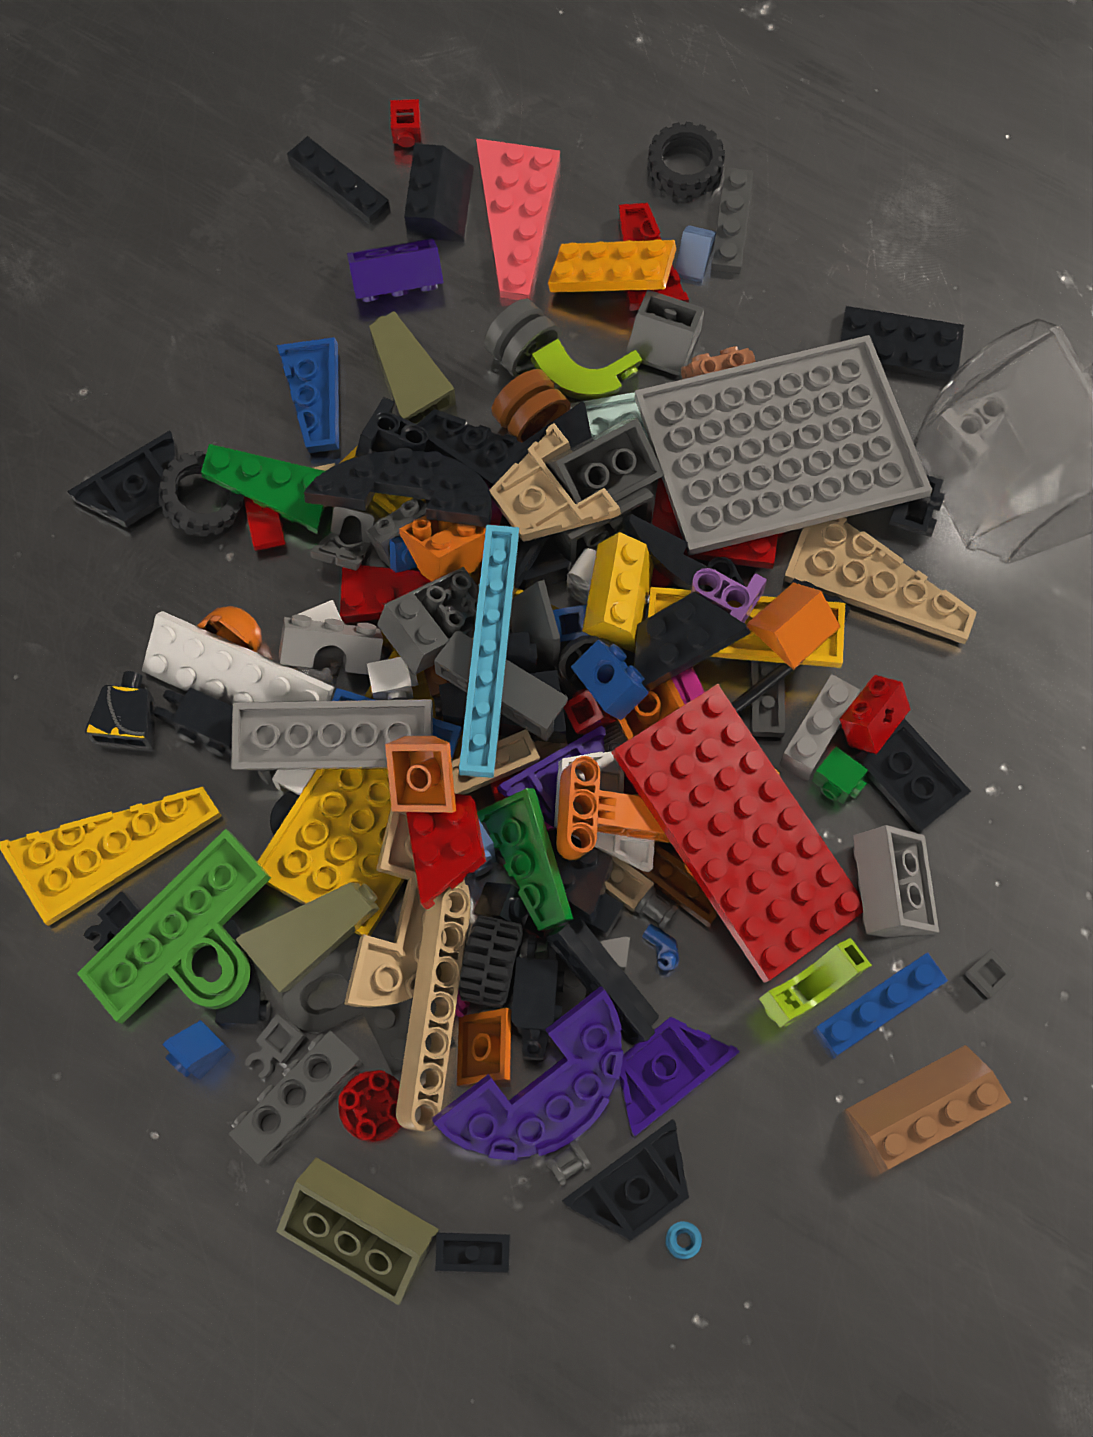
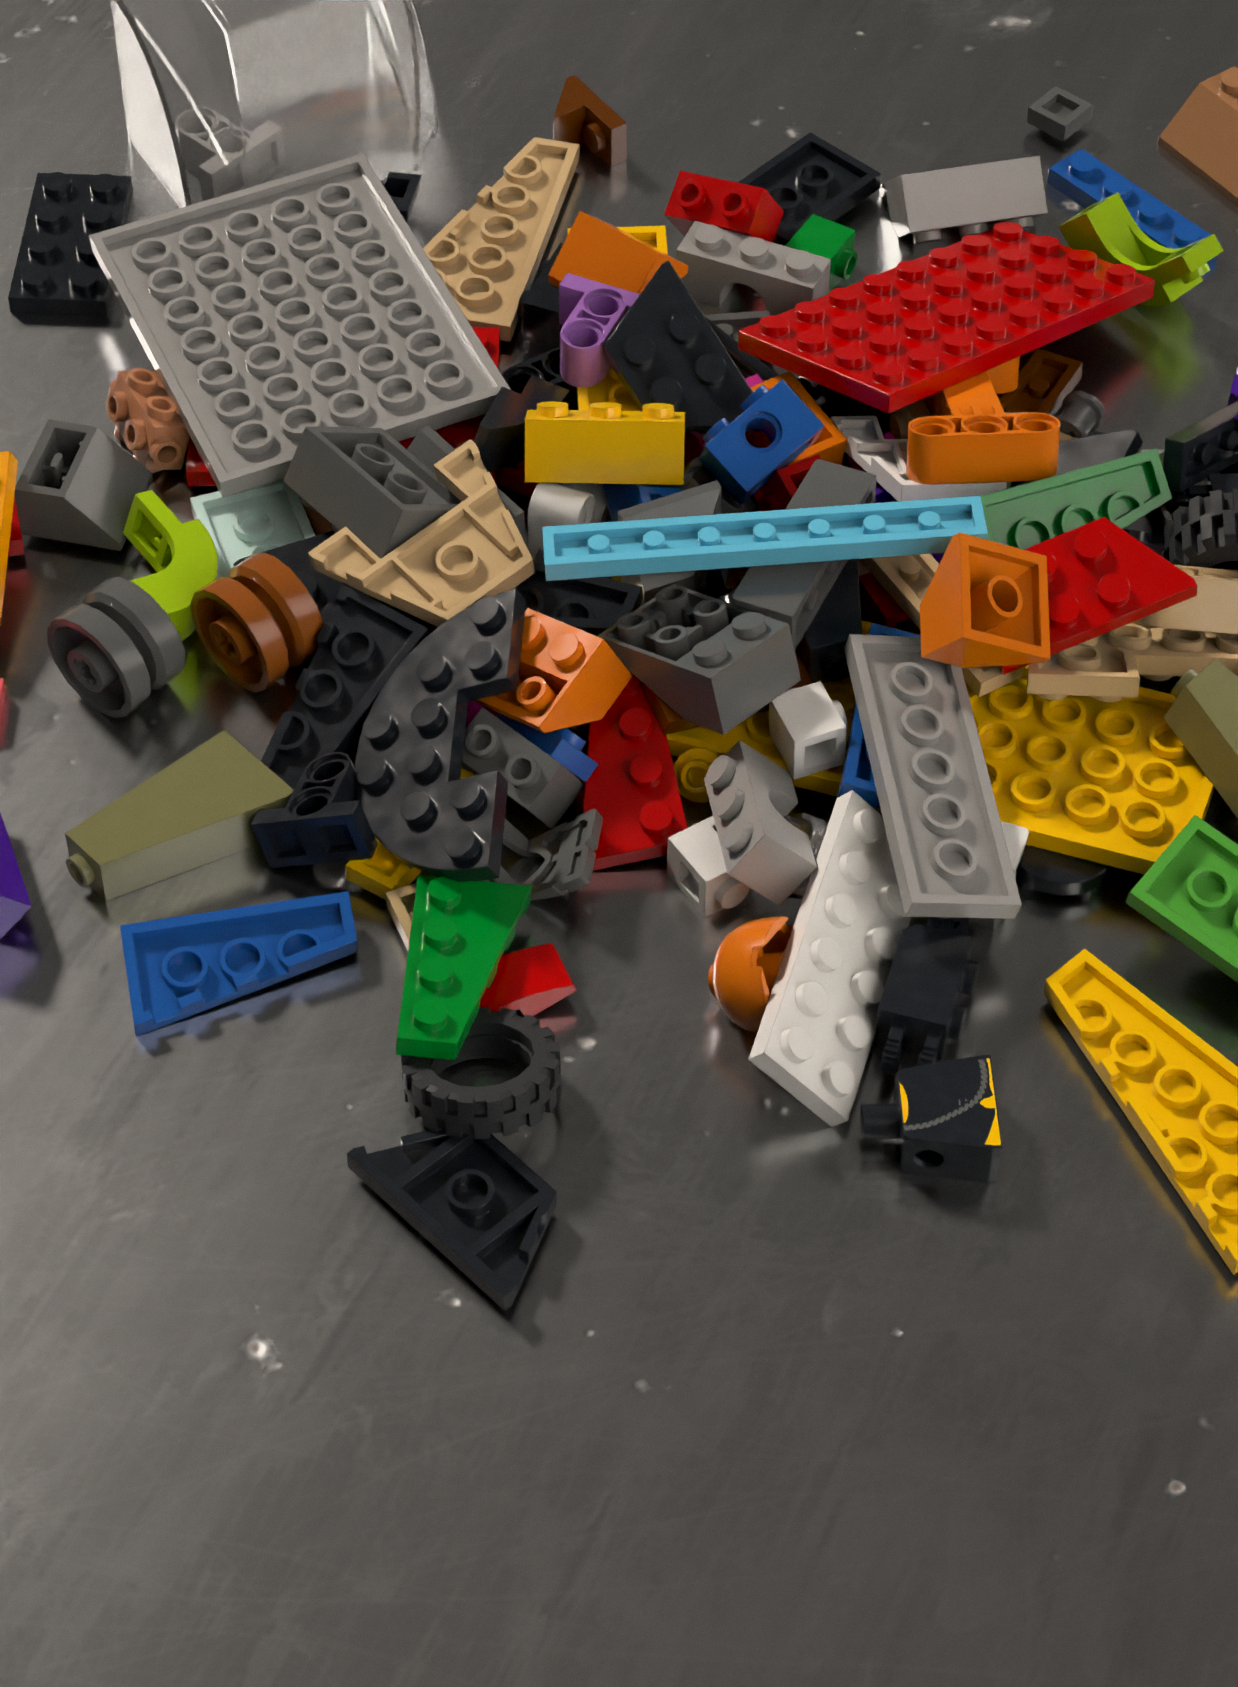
camera: 100 degrees left, 20 degrees down
(665, 945) = (1132, 413): blue arm -> none
(997, 645) = (589, 120): none -> reddish brown slope

